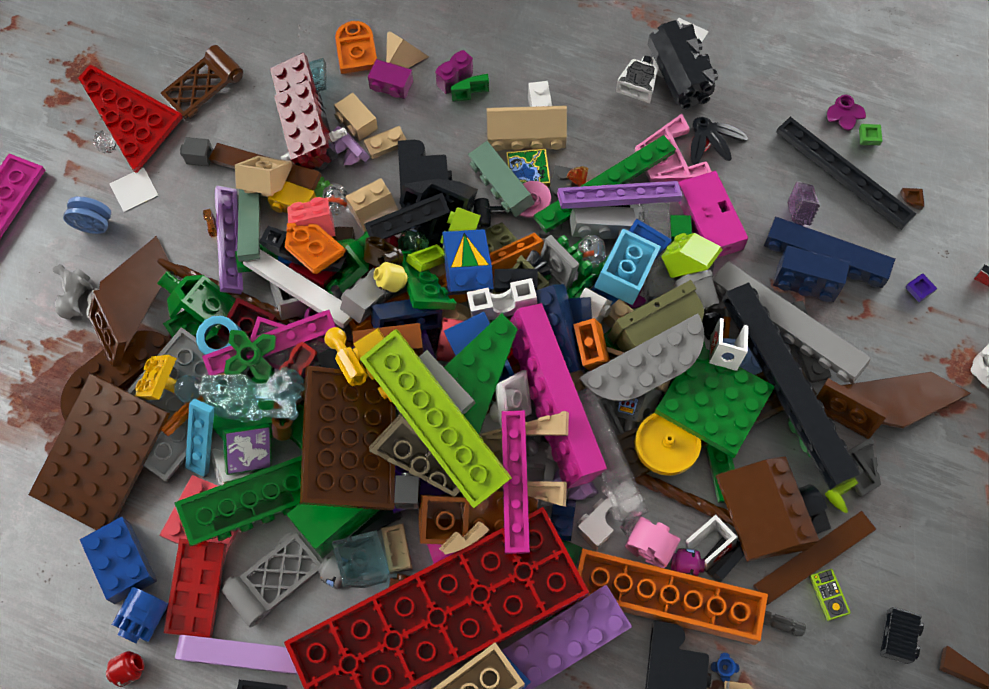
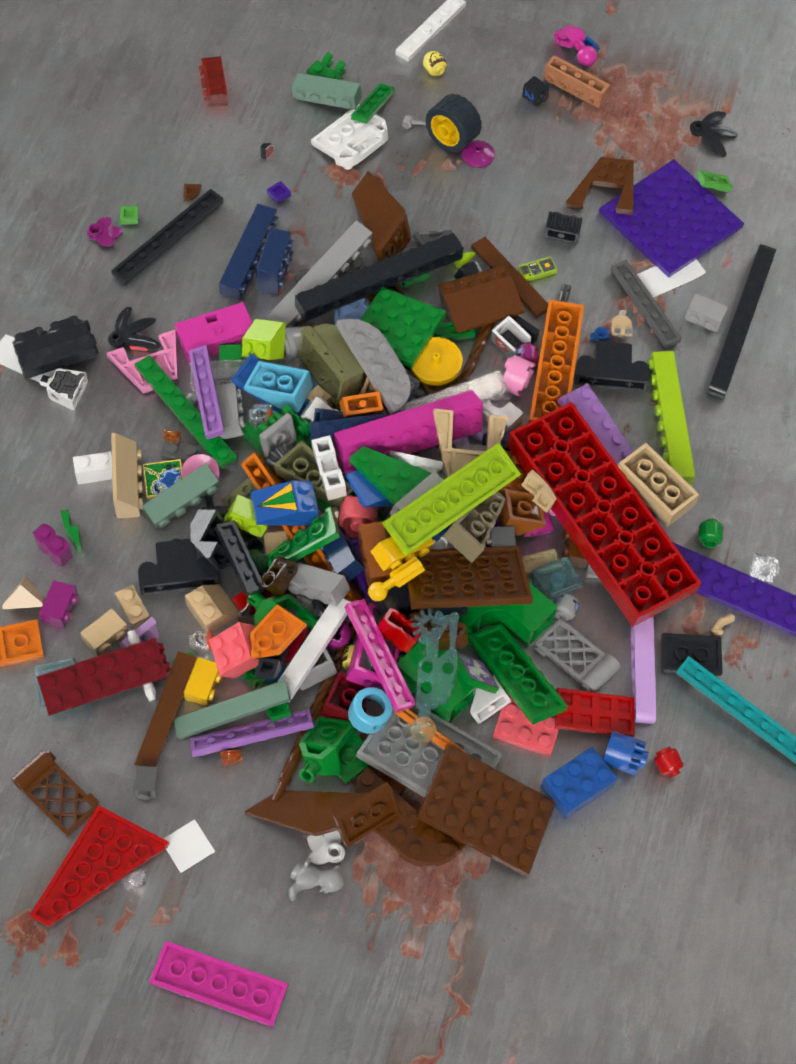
camera: 100 degrees left, 5 degrees down
(87, 215) = (230, 872): medium blue wheel -> none
(156, 378) = (417, 751): yellow plate -> none
(199, 437) = (468, 714): medium azure plate -> none
(242, 344) = (396, 663): green plant -> none
(262, 175) = (184, 700): tan slope -> none
(390, 277) = (307, 561): light yellow head -> none
(426, 258) = (276, 542): lime tile -> none
(504, 277) = (302, 463): black plate -> none
(516, 490) = (473, 447): dark pink plate -> none
(718, 348) = (353, 307): white piece -> none
(803, 204) = (206, 262): clear purple brick -> none

